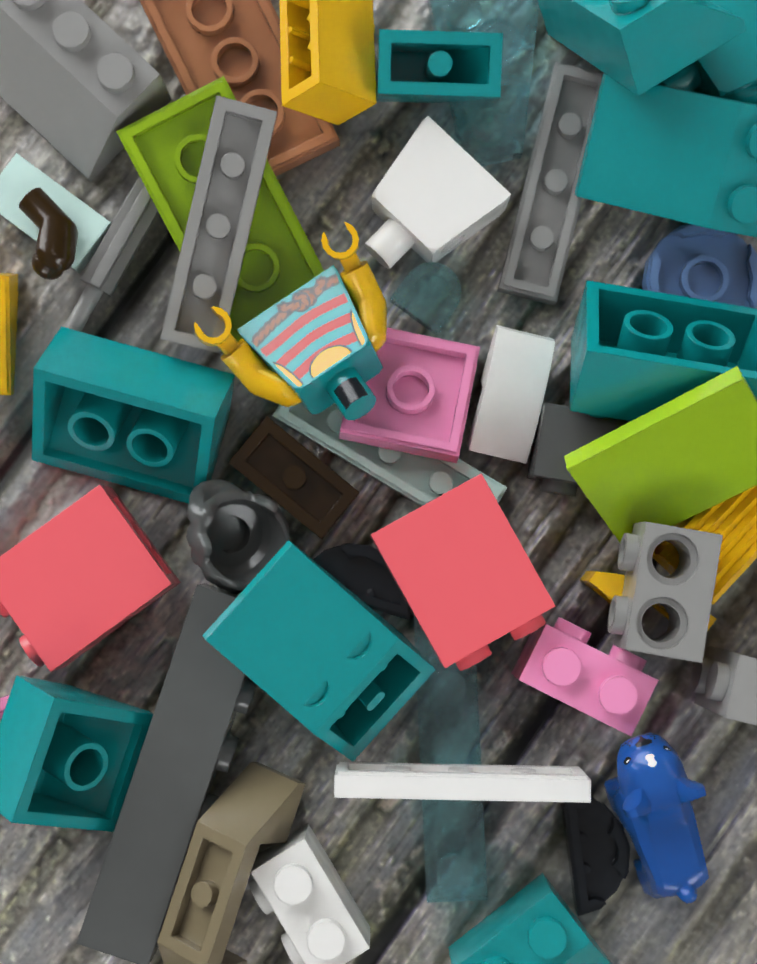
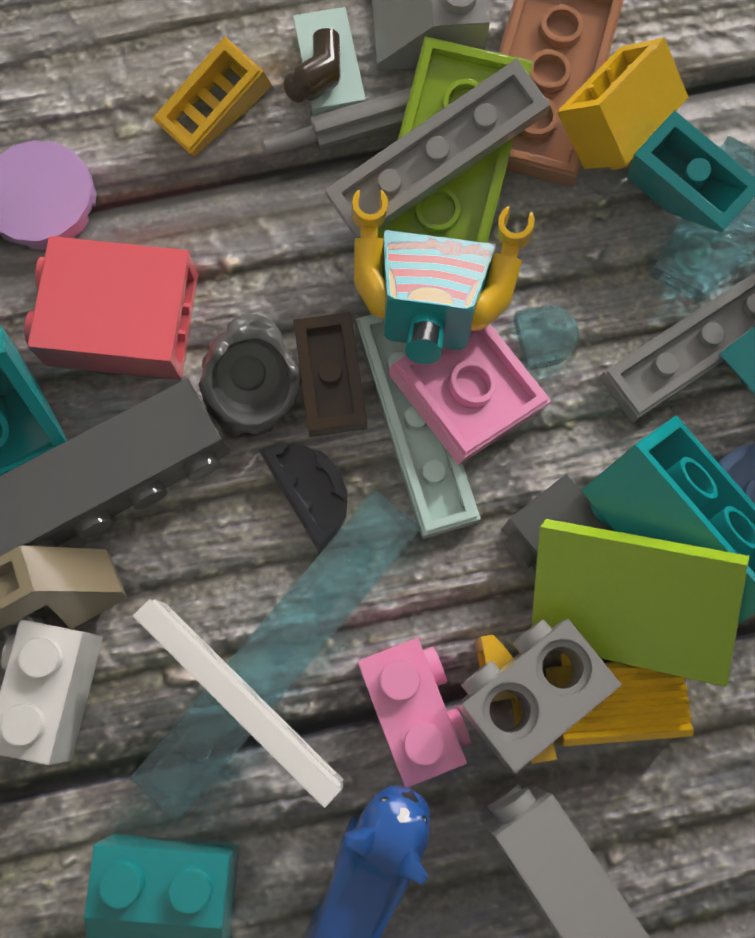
camera: 40 degrees right, 10 degrees down
(128, 414) = (255, 228): teal slope -> none
(319, 651) = (227, 501): teal slope -> none
(432, 198) = (609, 268): white torso -> none
(464, 573) = (388, 541): coral brick -> none
(511, 394) = (544, 453): white slope -> none
(596, 853) = (296, 865): black tile -> none

